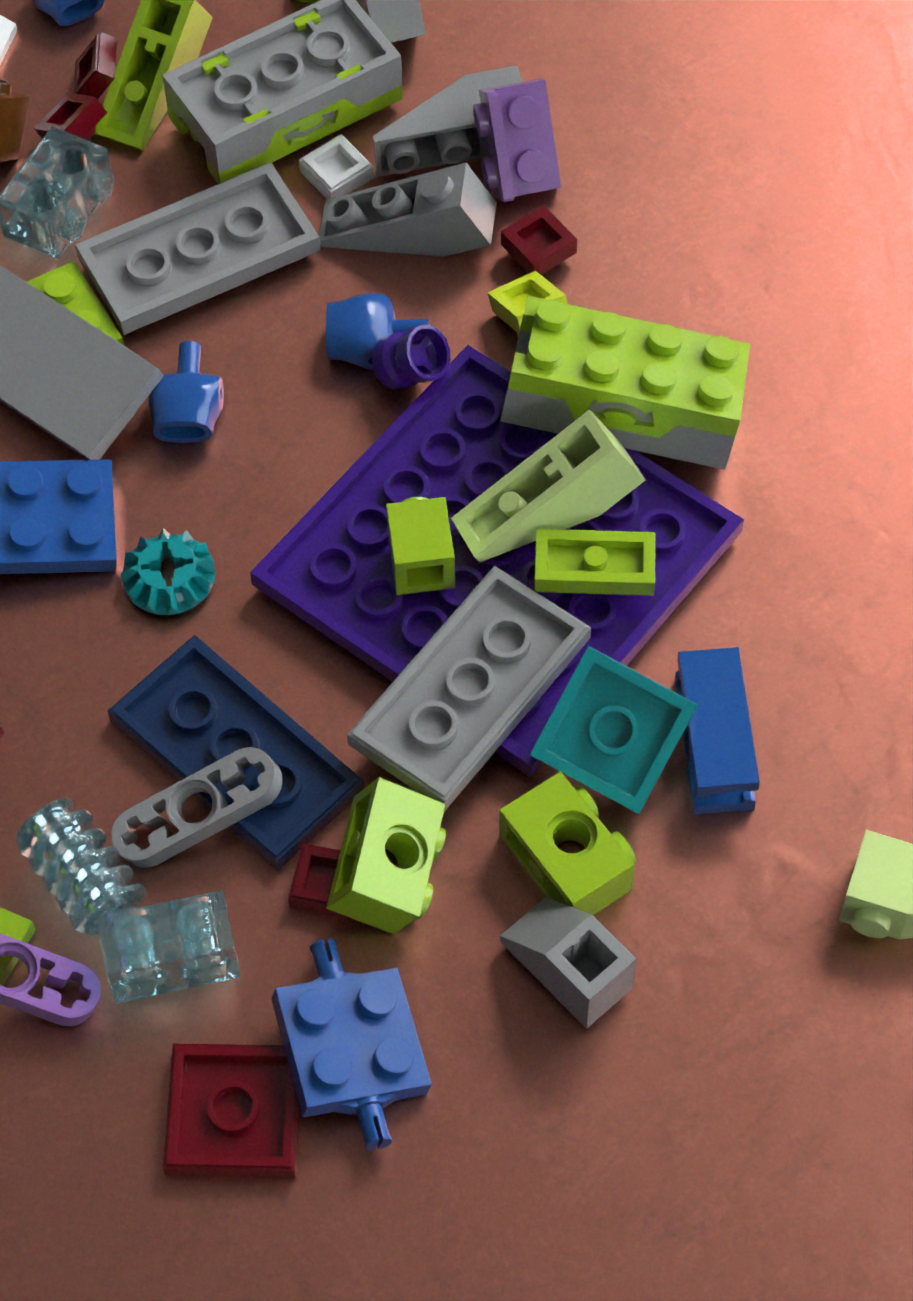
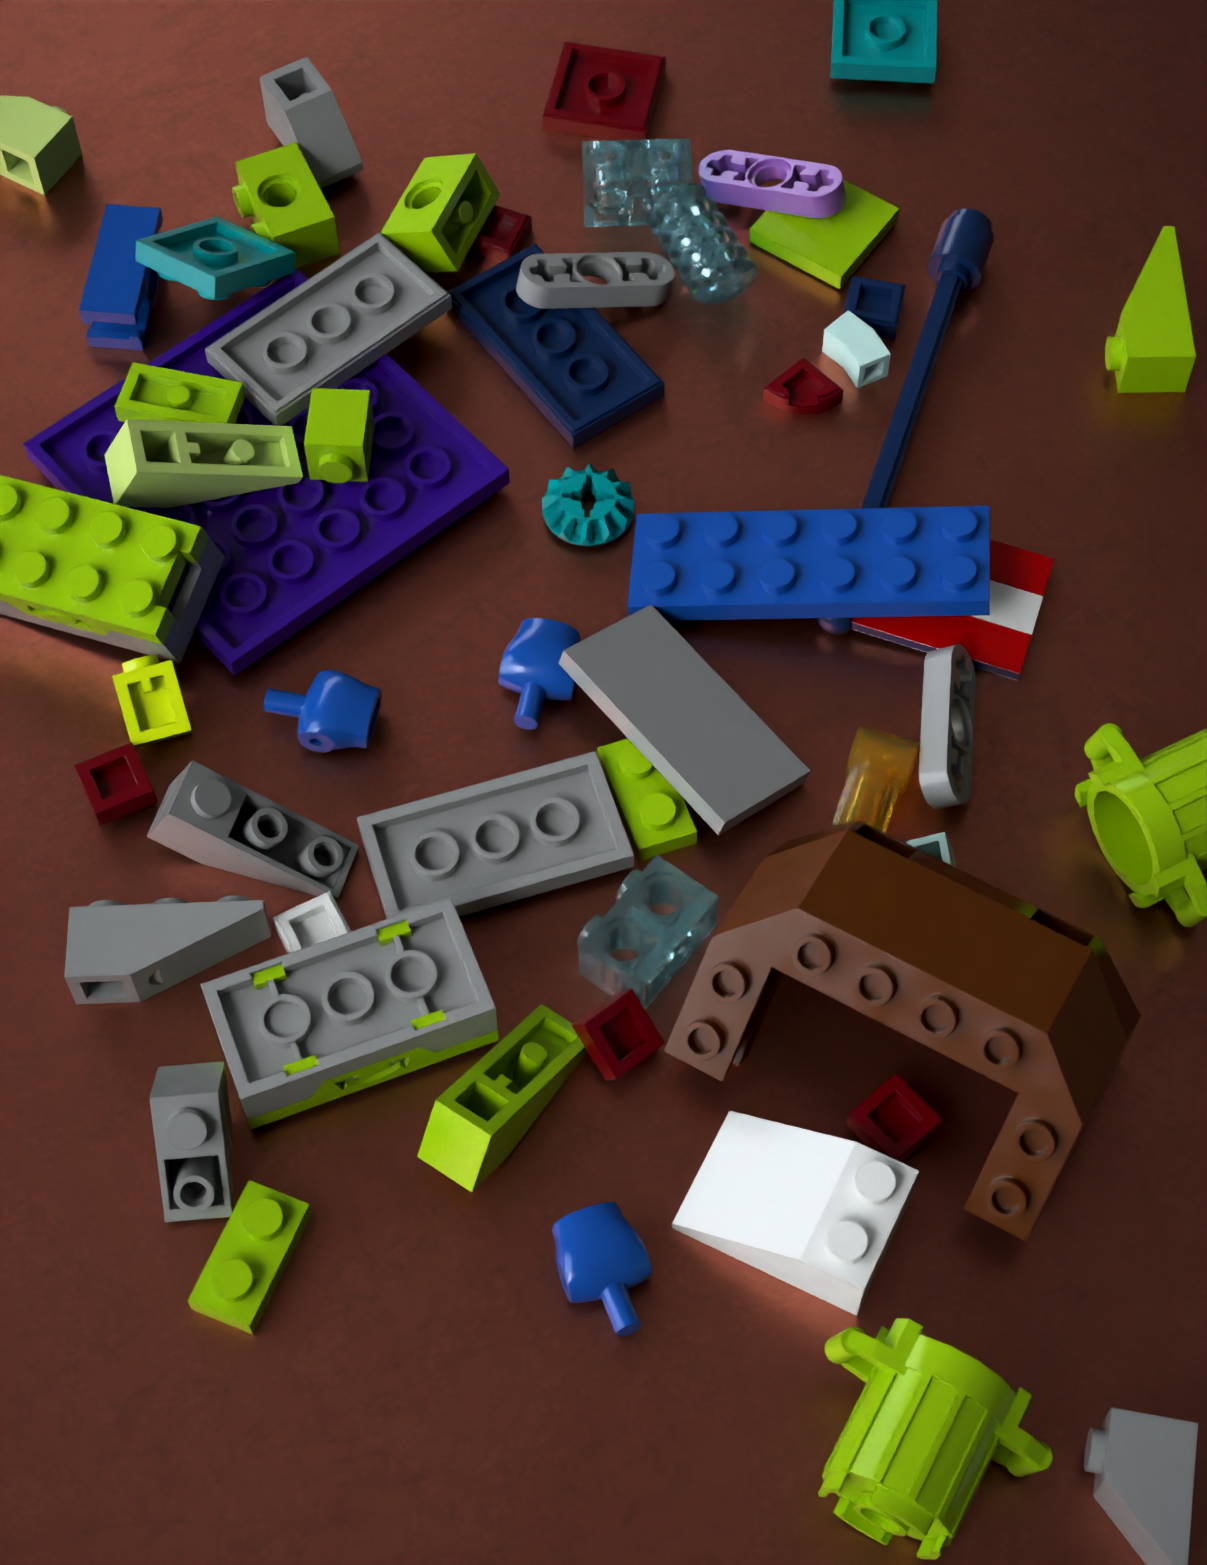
camera: 170 degrees left, 0 degrees up
(96, 66) = (578, 1103): dark red tile -> none
(350, 1043) = (503, 109): blue plate -> none
(411, 357) = (297, 652): dark purple wheel -> none
(517, 139) = (100, 878): medium lavender bracket -> none

